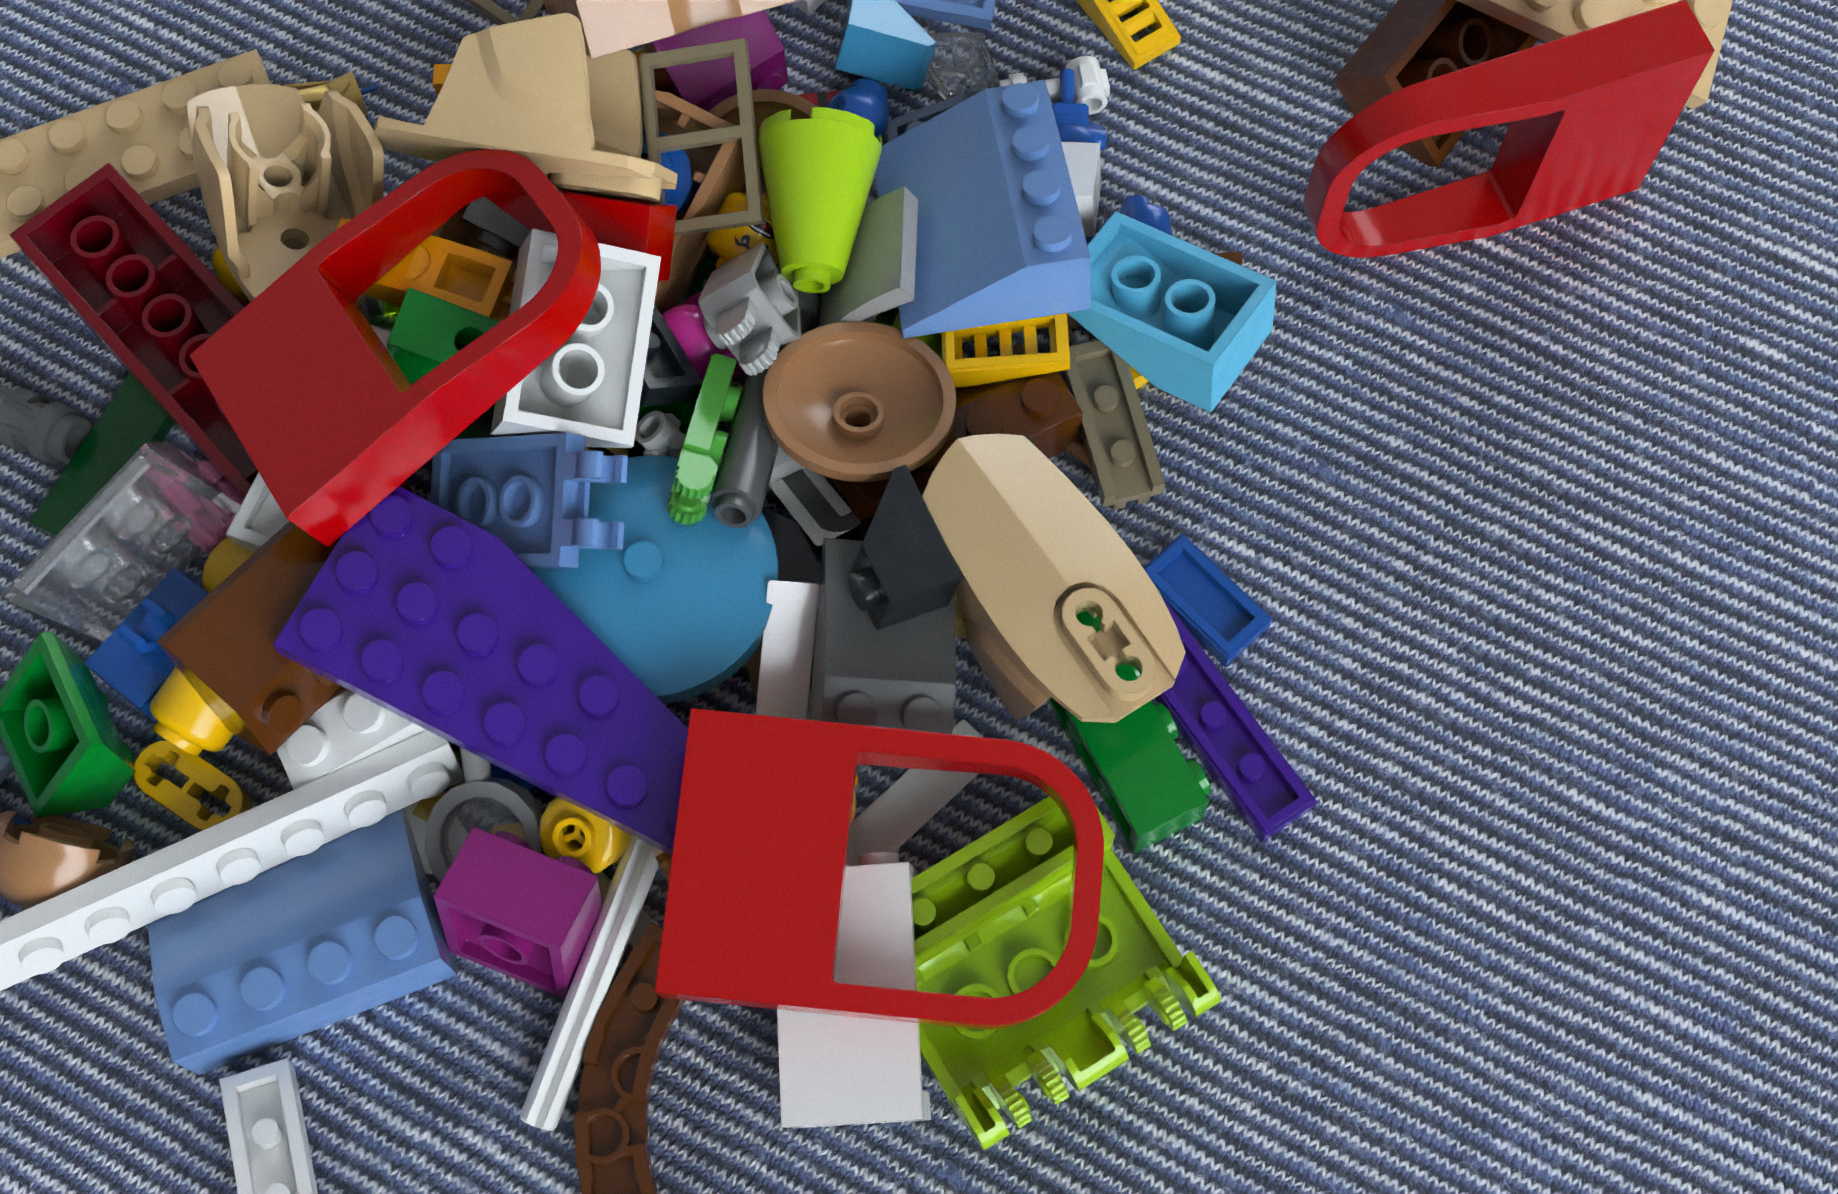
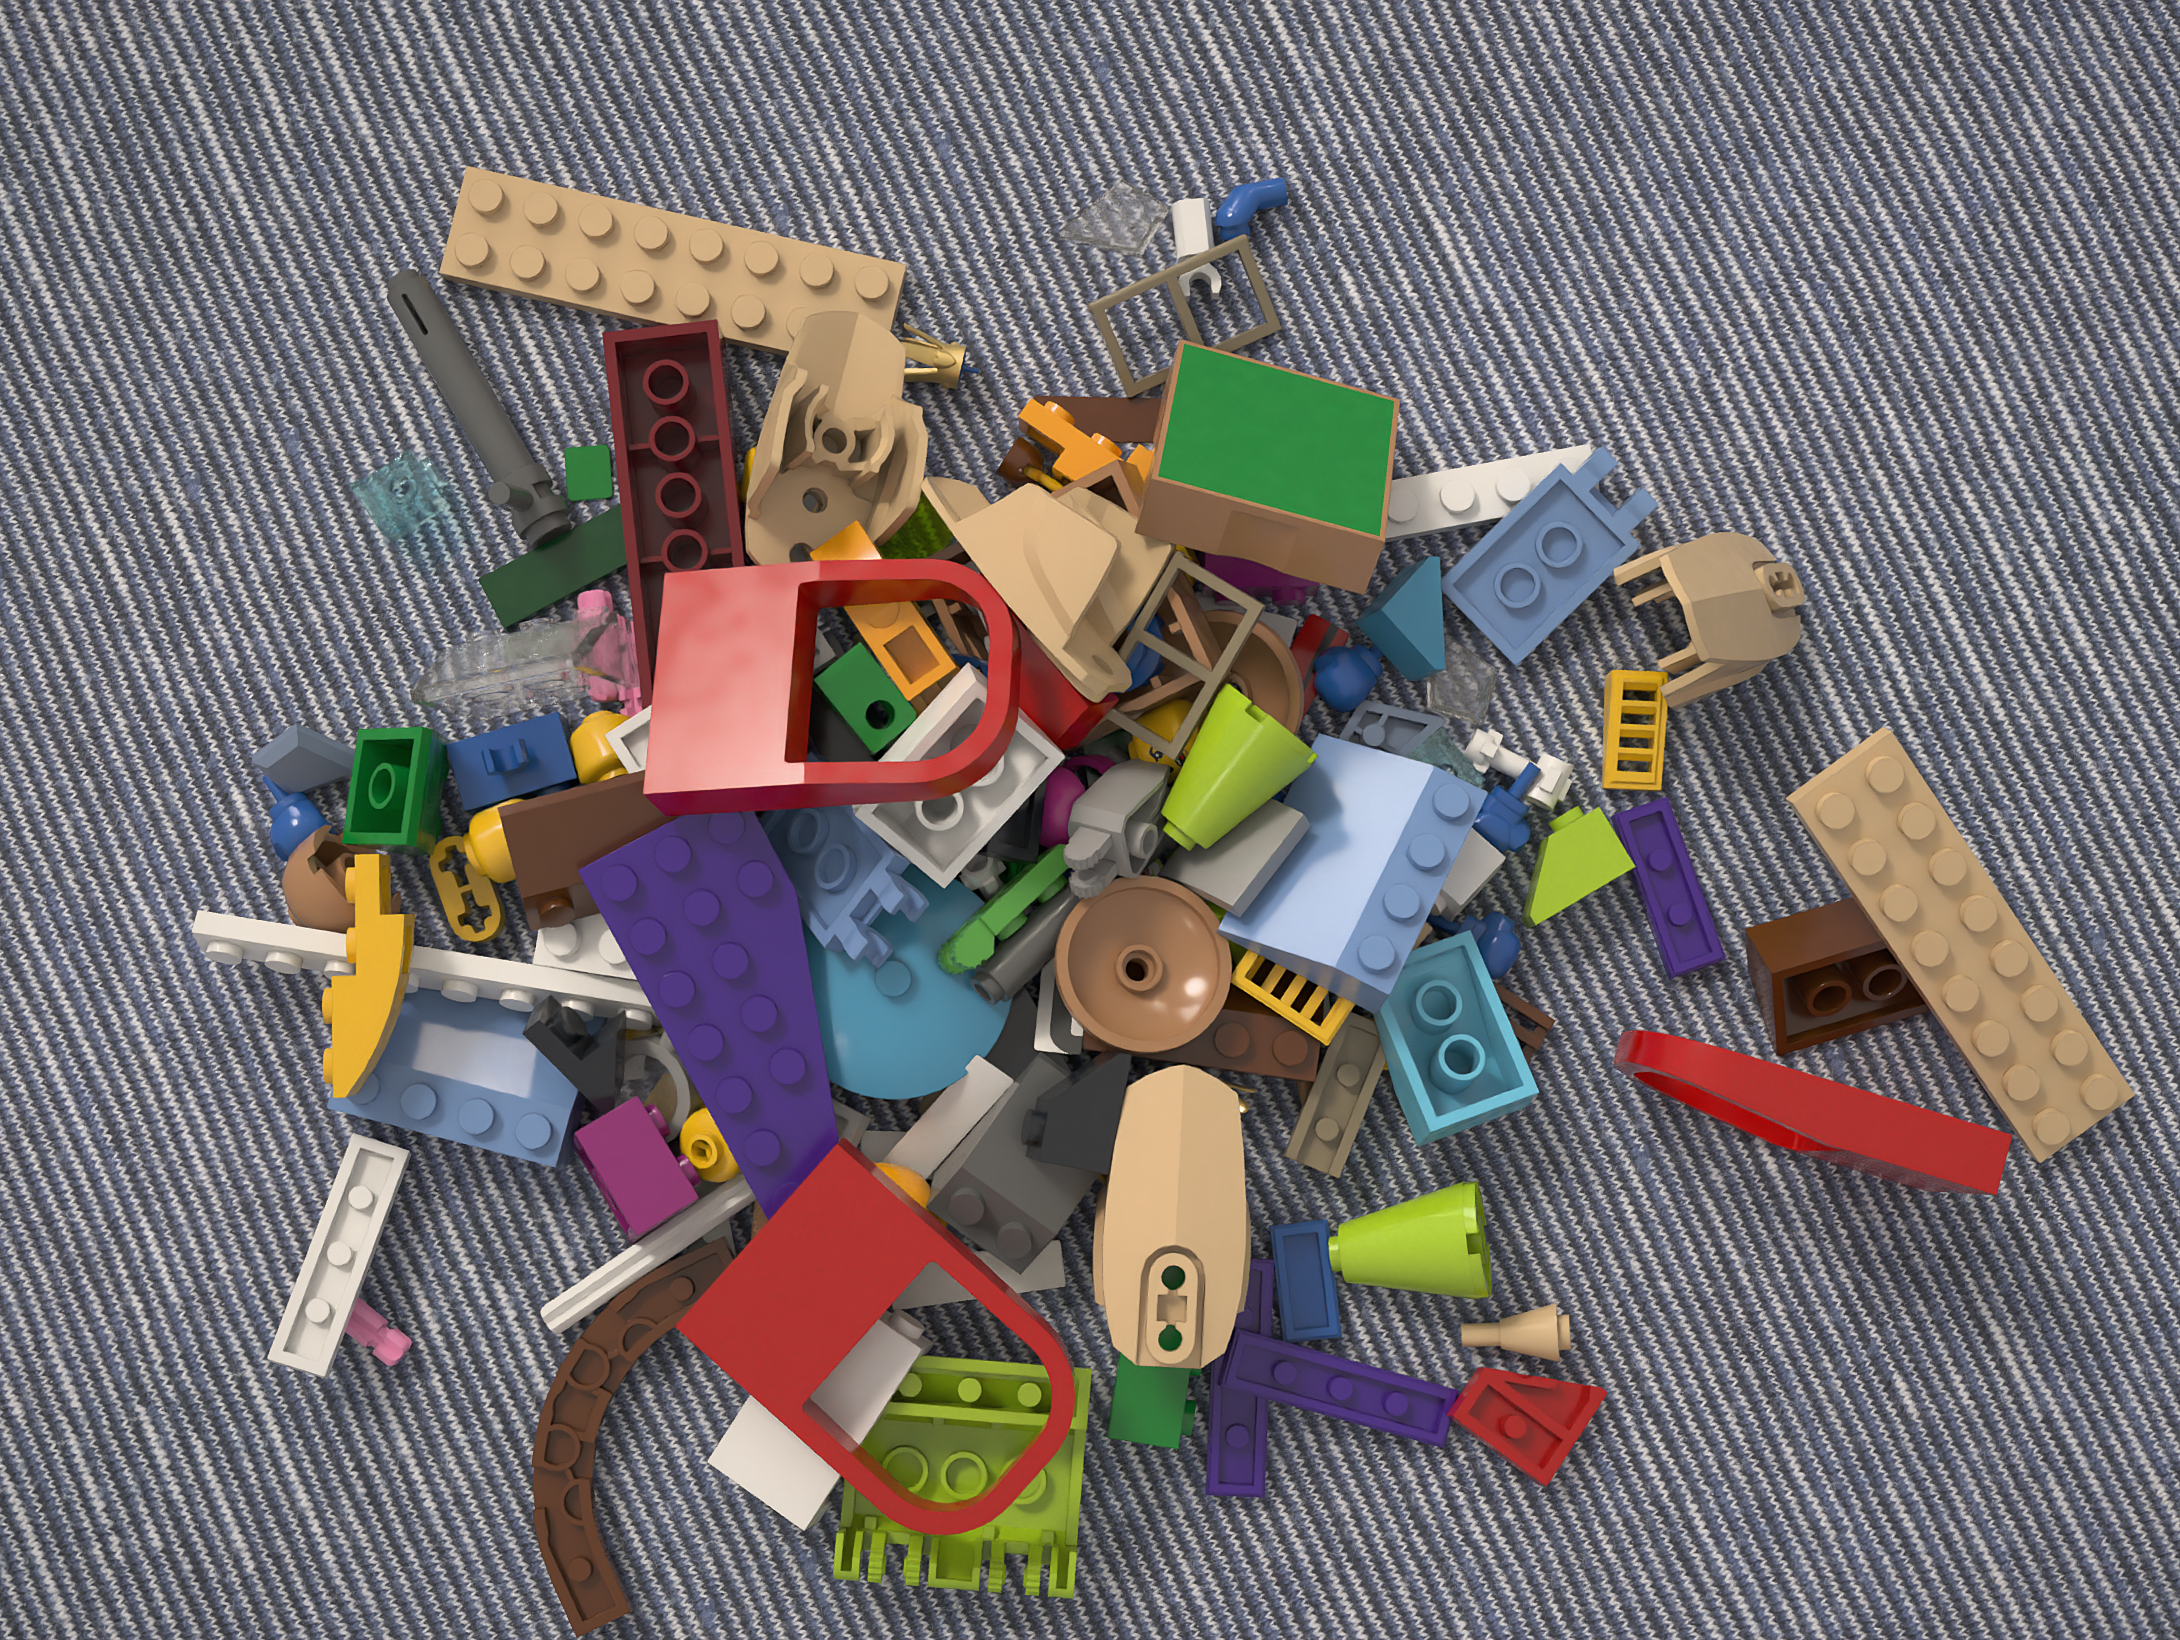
camera: 30 degrees right, 15 degrees up
(80, 380) = (588, 472): none -> green sticker
(145, 911) = (367, 1004): none -> yellow slope
(414, 835) = (587, 1061): none -> black slope
(1158, 125) = (1573, 863): none -> lime slope
(1247, 102) = (1668, 888): none -> dark purple tile
(1279, 487) = (1420, 1245): none -> lime cone
(1303, 661) = (1337, 1387): none -> dark purple tile
(1431, 499) = (1531, 1333): none -> tan cone
(1481, 573) = (1526, 1417): none -> red wing

